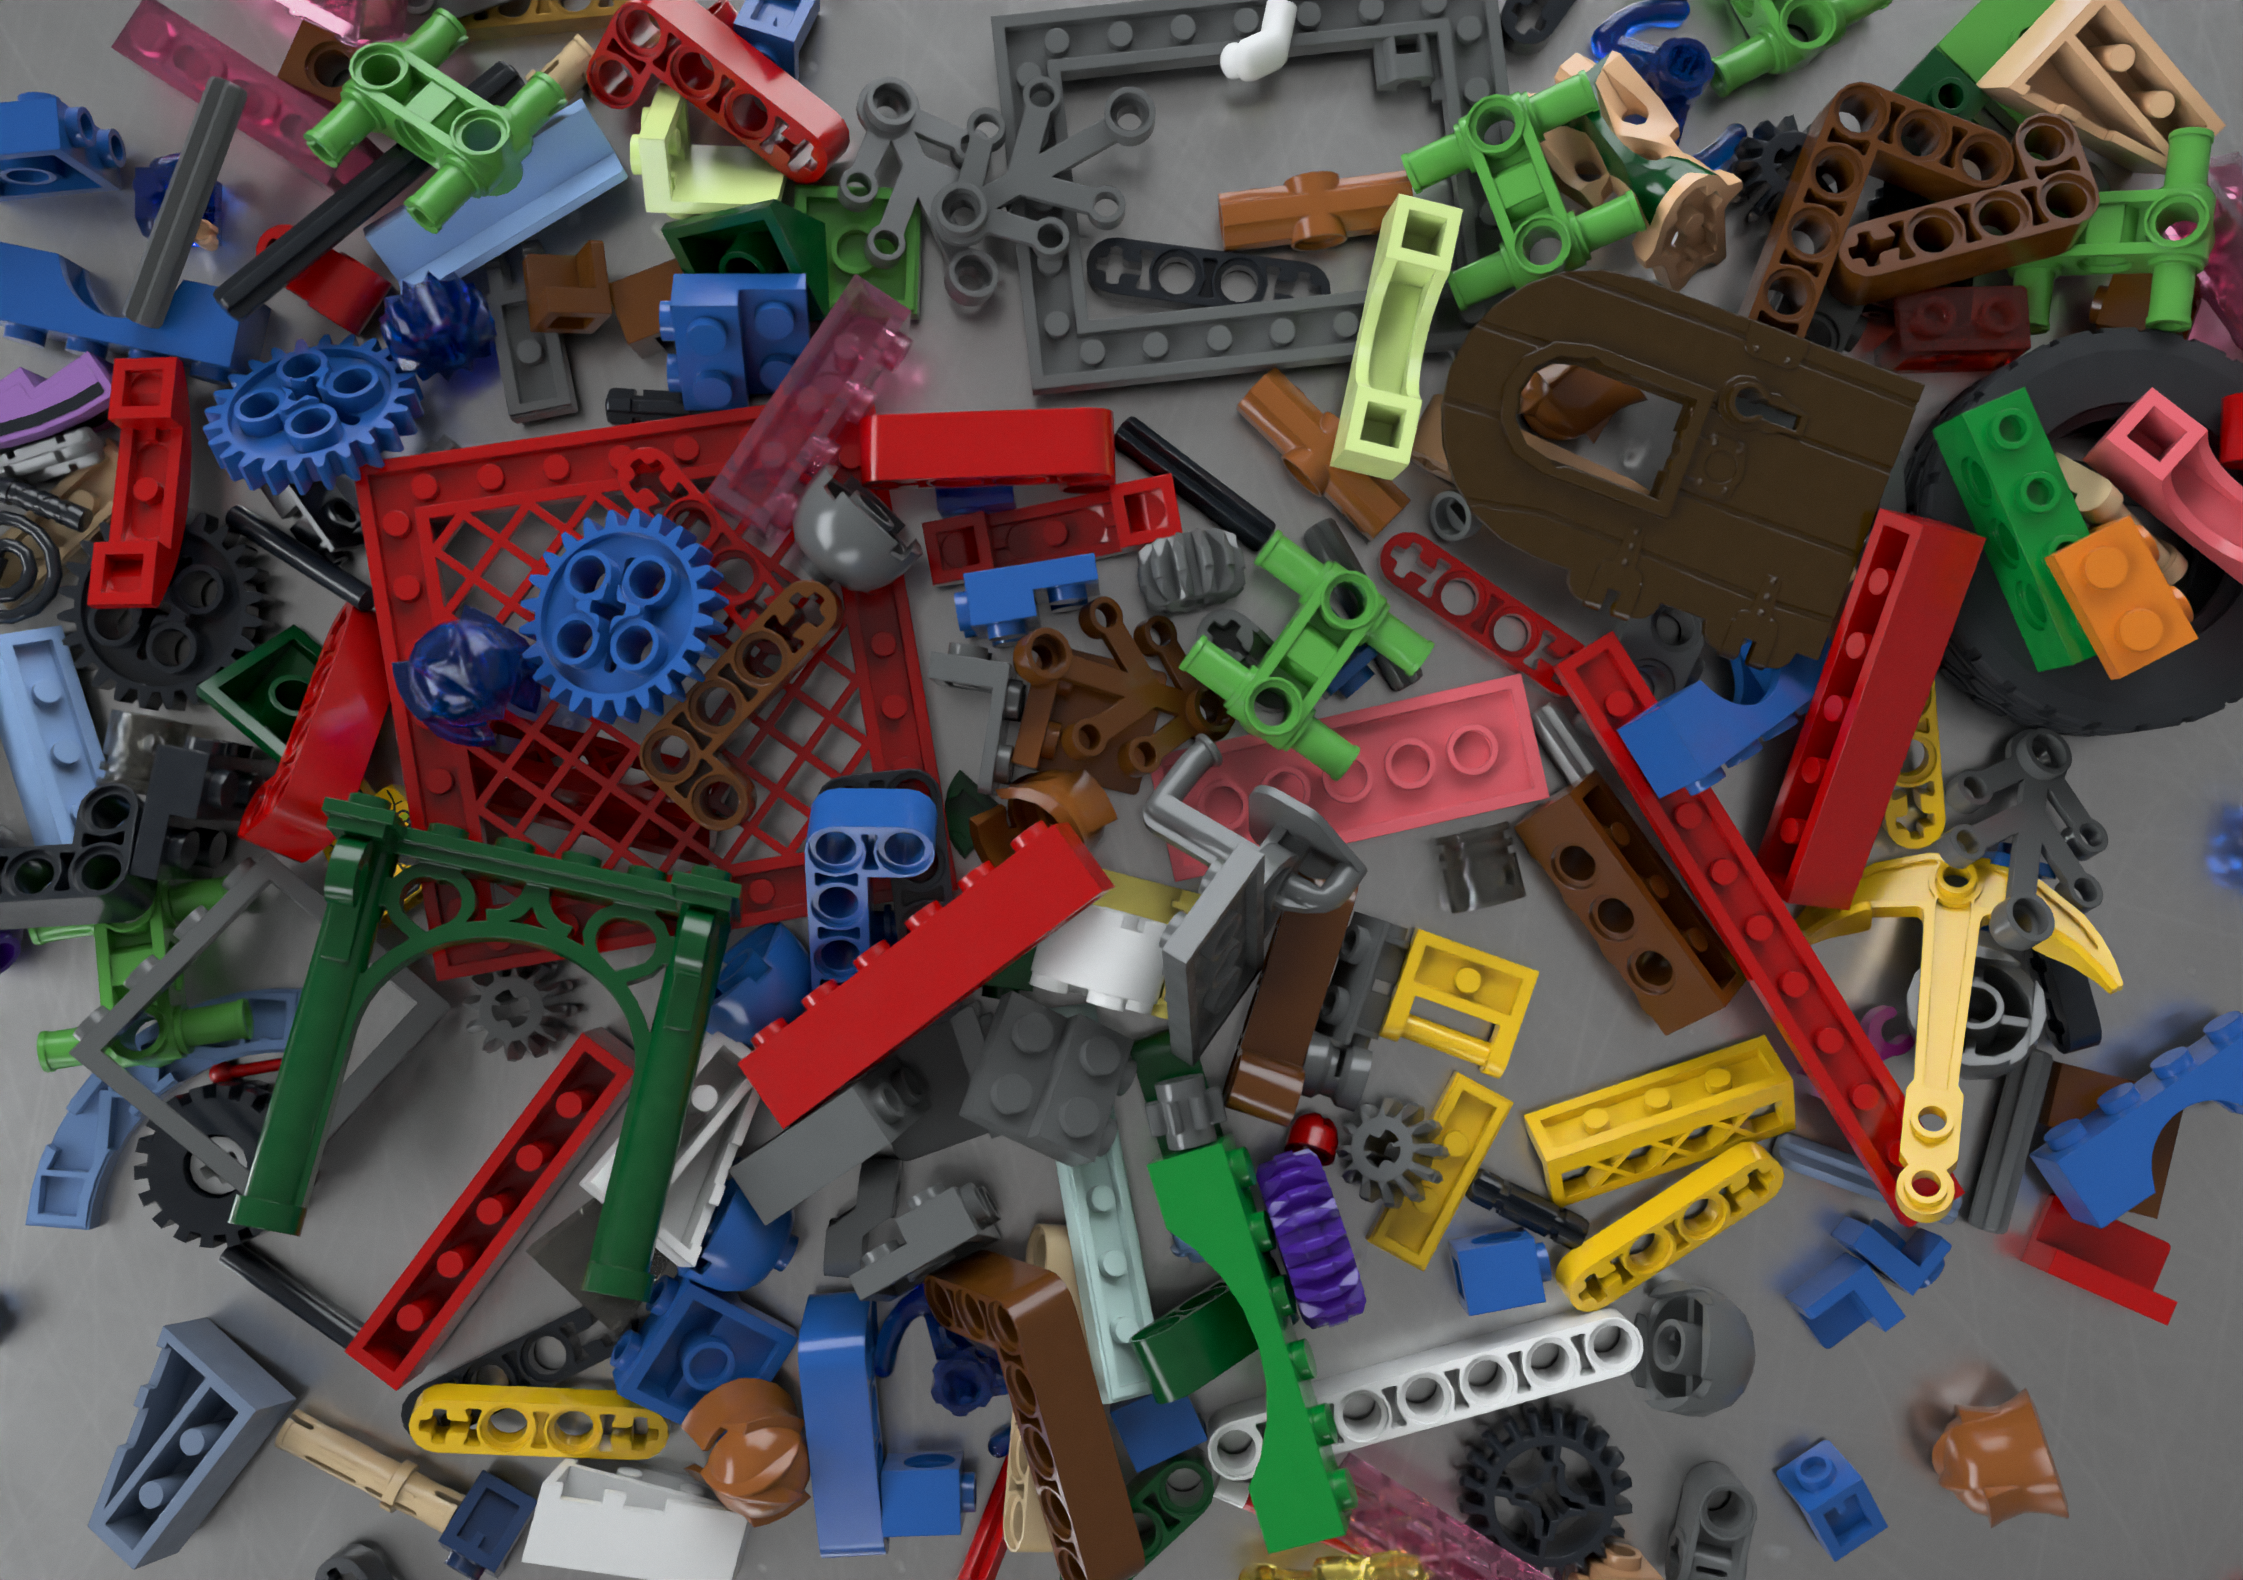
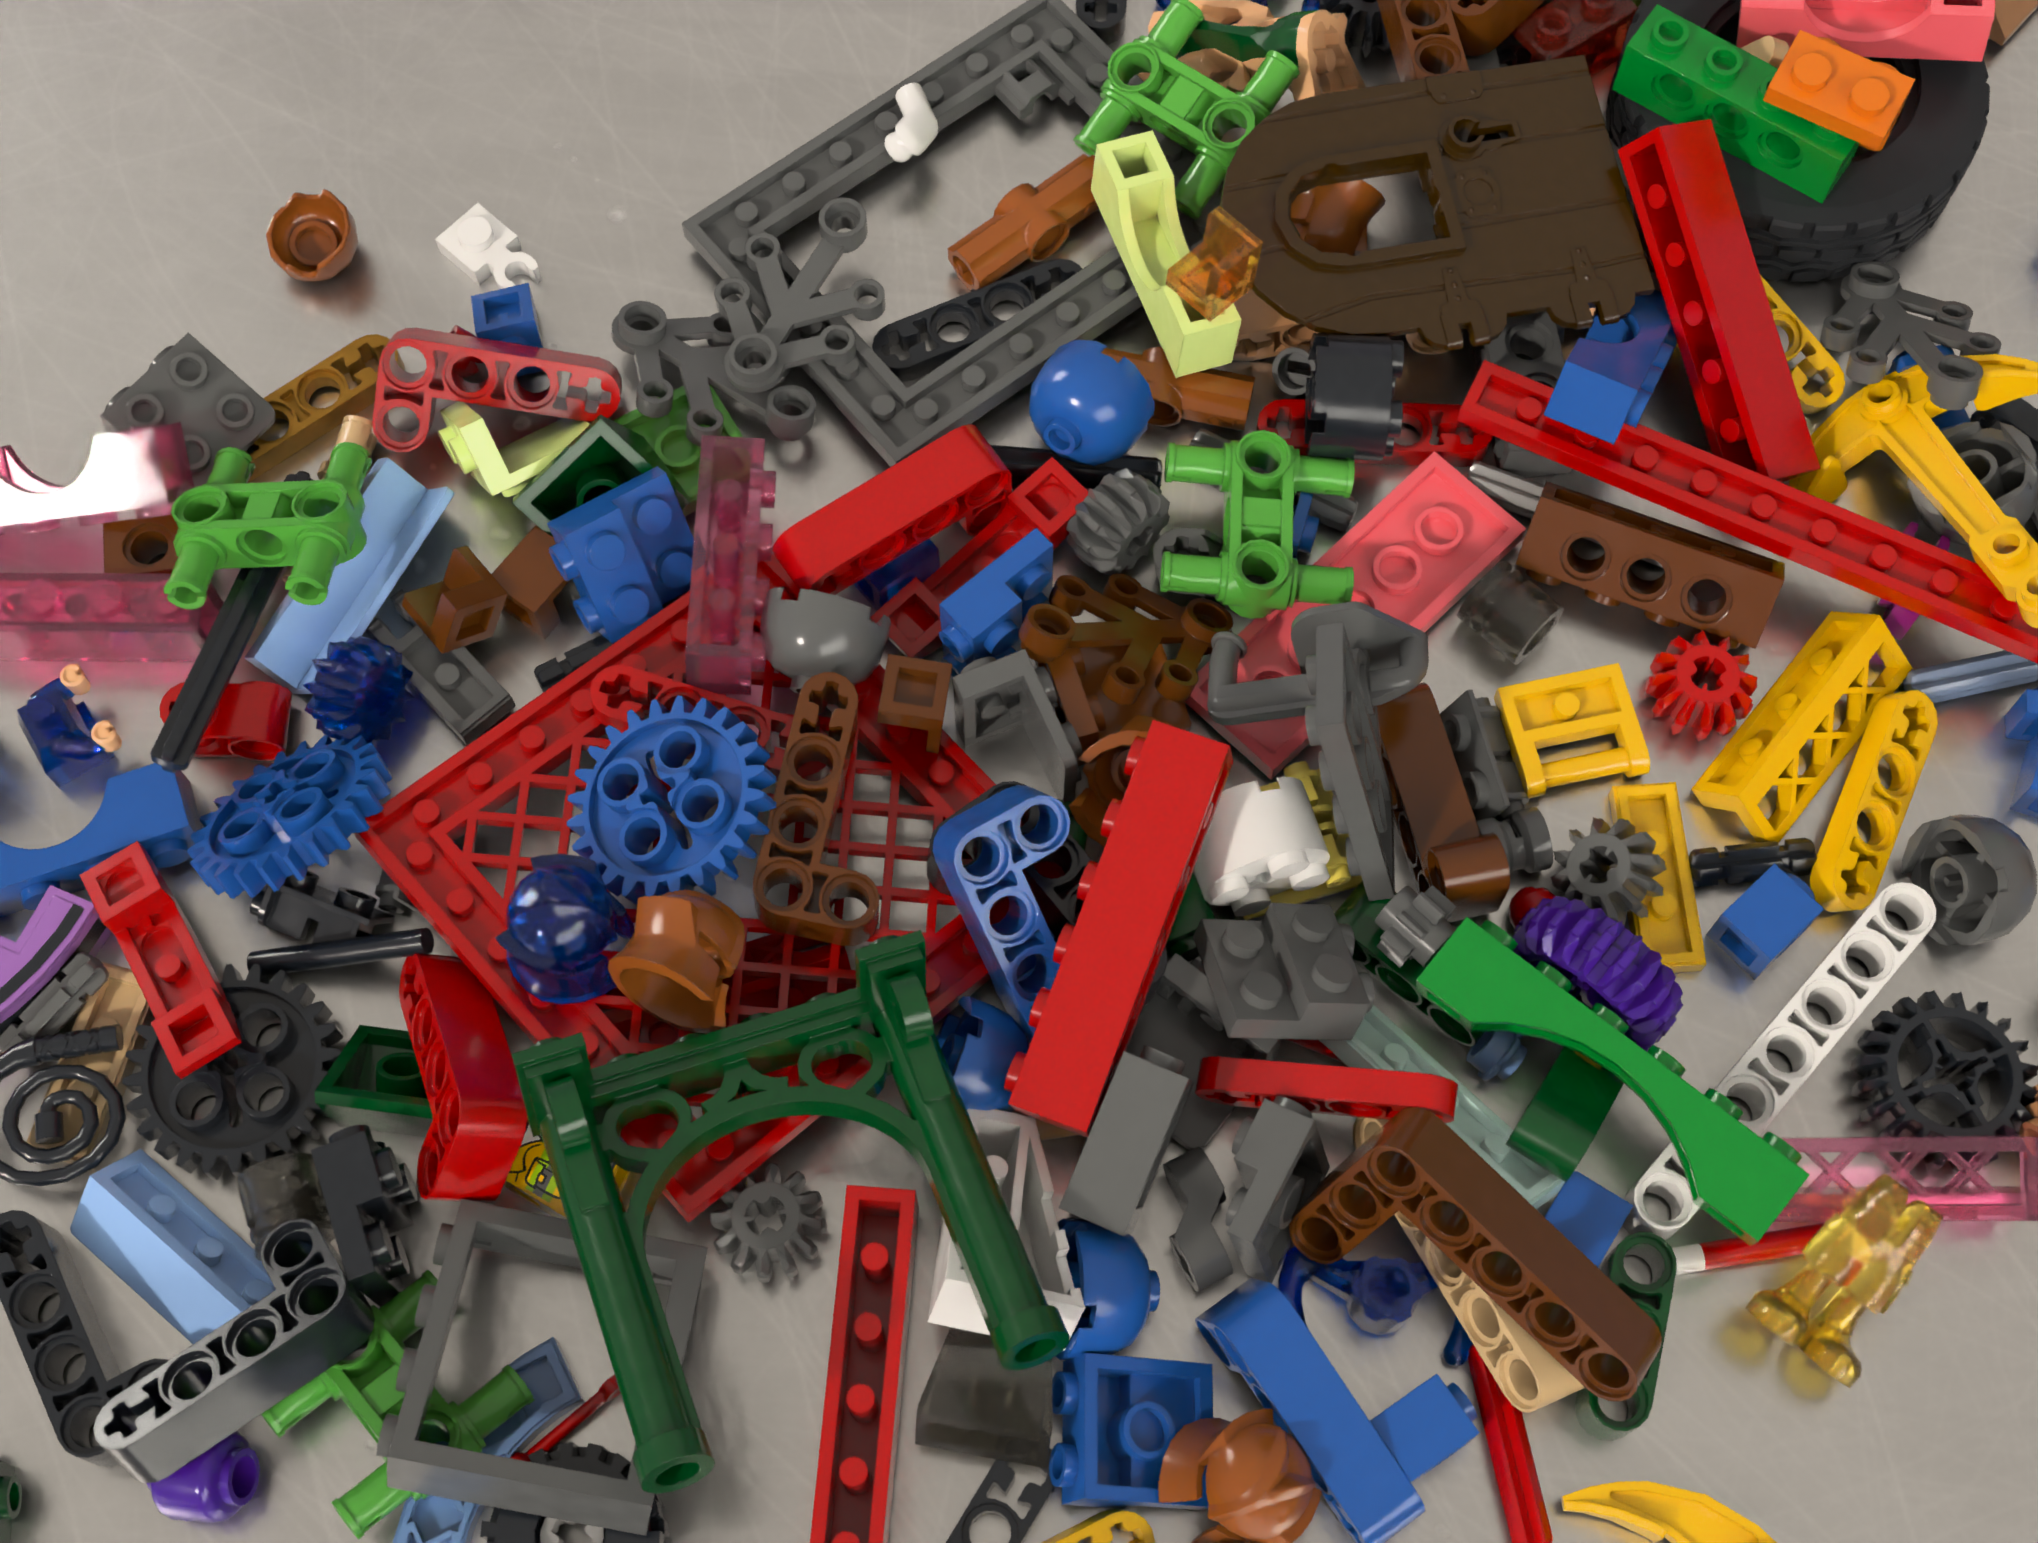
camera: 35 degrees left, 20 degrees down
(185, 202) = (81, 708): dark grey axle -> none
(548, 767) = (679, 959): none -> dark orange helmet
(898, 638) = (915, 696): none -> reddish brown panel
(1019, 1201) = (1325, 1087): none -> red beam
(1231, 445) = (1089, 404): none -> blue cylinder
(1413, 403) = (1219, 267): none -> clear orange panel
(1469, 591) = (1351, 396): none -> black brick
(1608, 1053) = (1705, 665): none -> red gear

